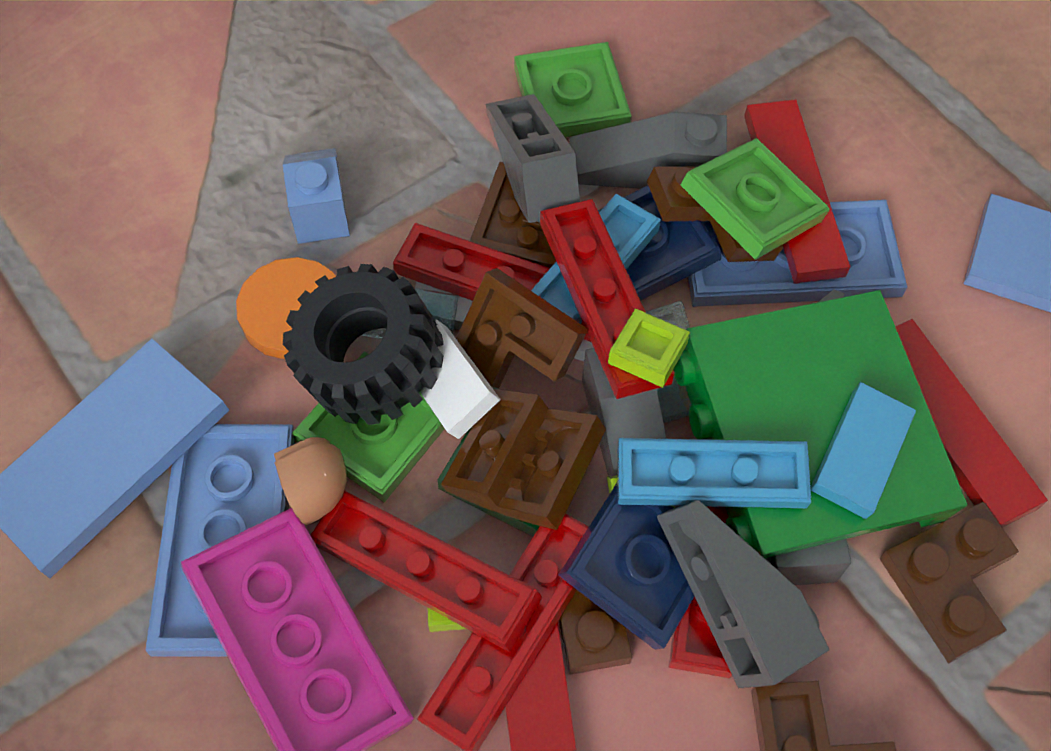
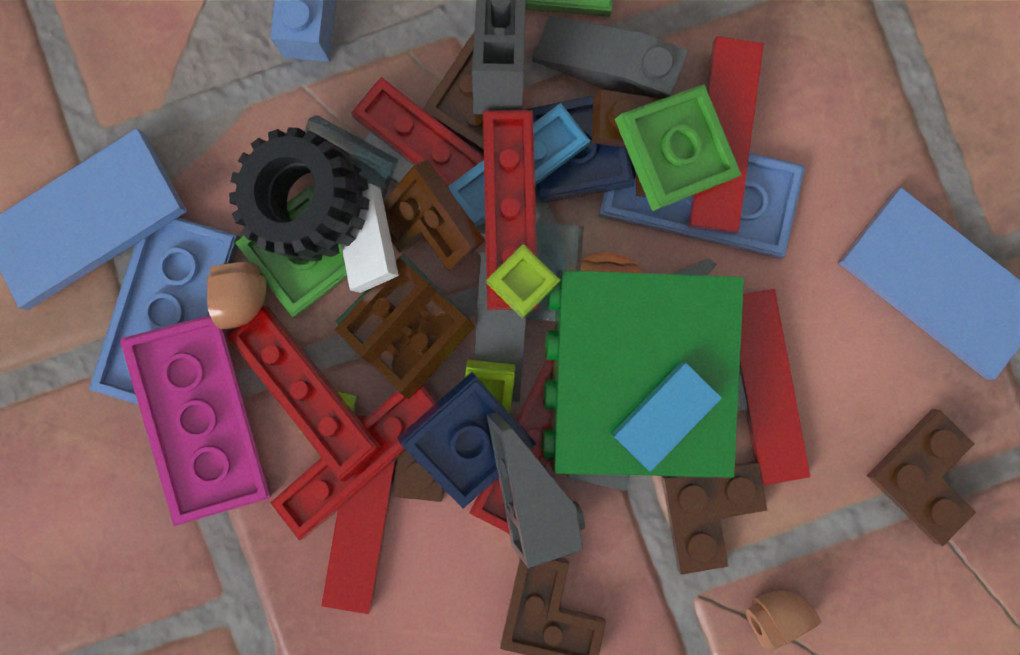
camera: 20 degrees right, 25 degrees up
(270, 296) = (252, 110): orange tile -> none
(713, 472) = (537, 402): dark azure tile -> none

